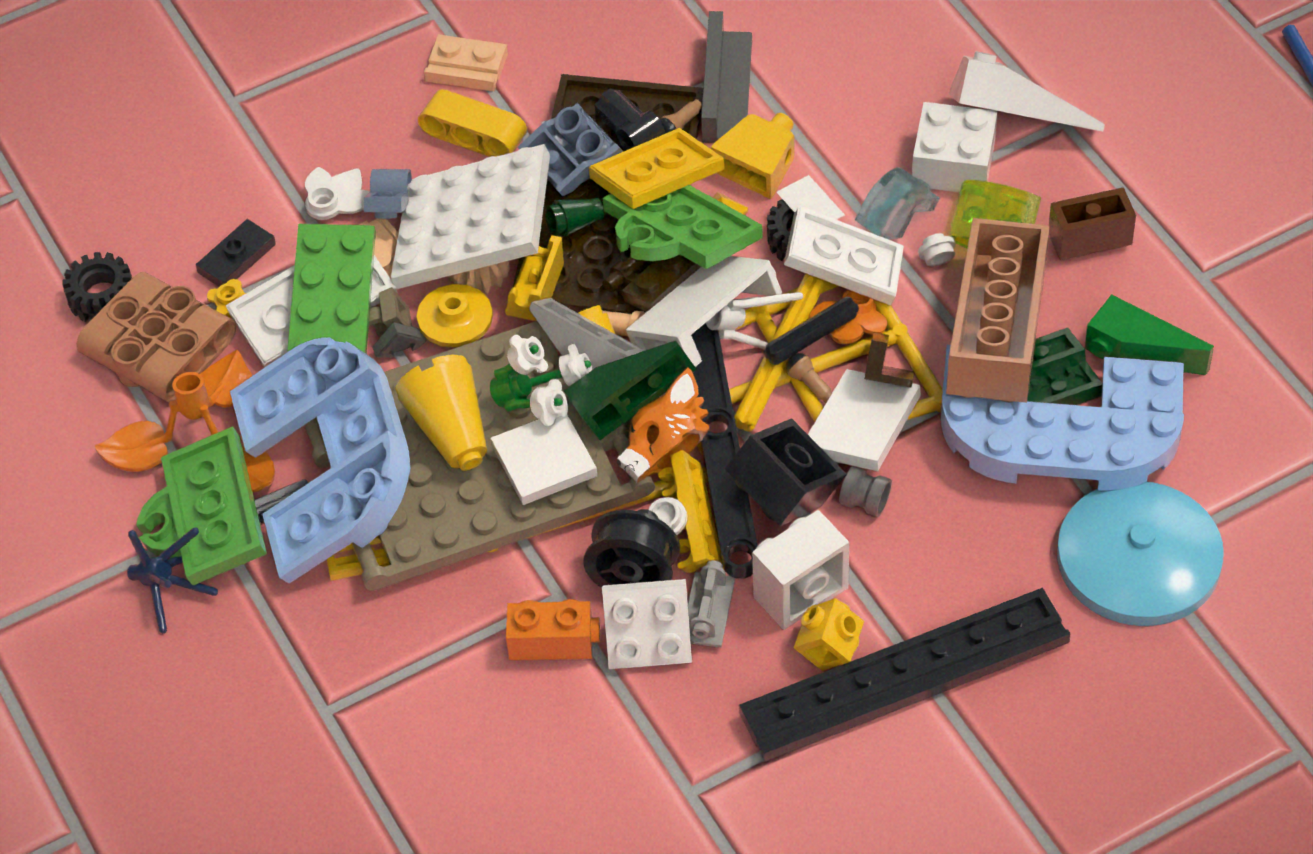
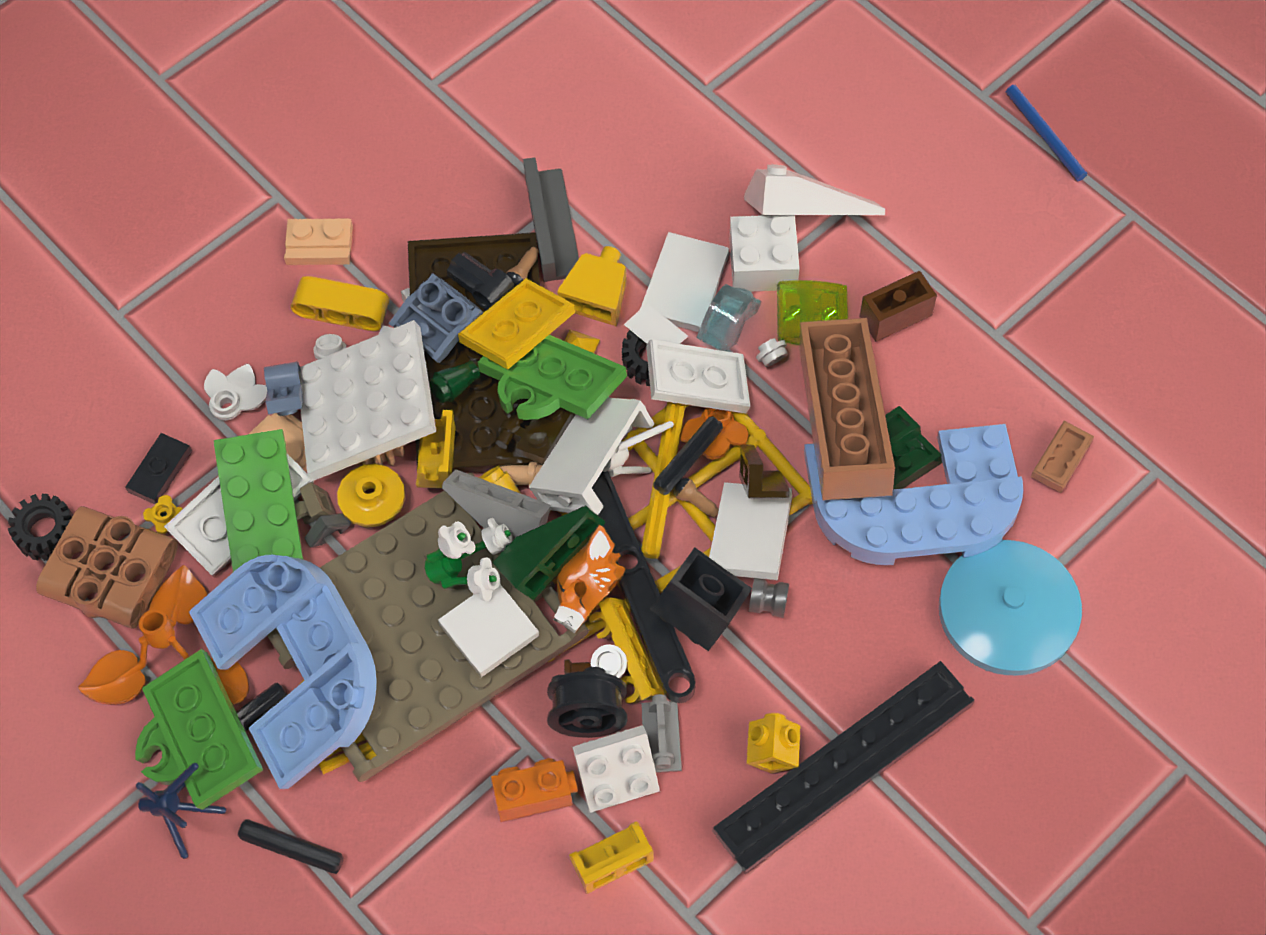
camera: 15 degrees left, 10 degrees up
(277, 640) = (290, 846): none -> black axle
(446, 160) = (328, 345): none -> white plate
(446, 409) = (394, 603): yellow cone -> none
(621, 718) = (612, 857): none -> yellow hinge
(800, 568) = (735, 688): white brick -> none
(858, 159) = (686, 279): none -> white tile
(1132, 333) = (958, 405): green slope -> none
(1242, 410) = (1062, 456): none -> nougat plate

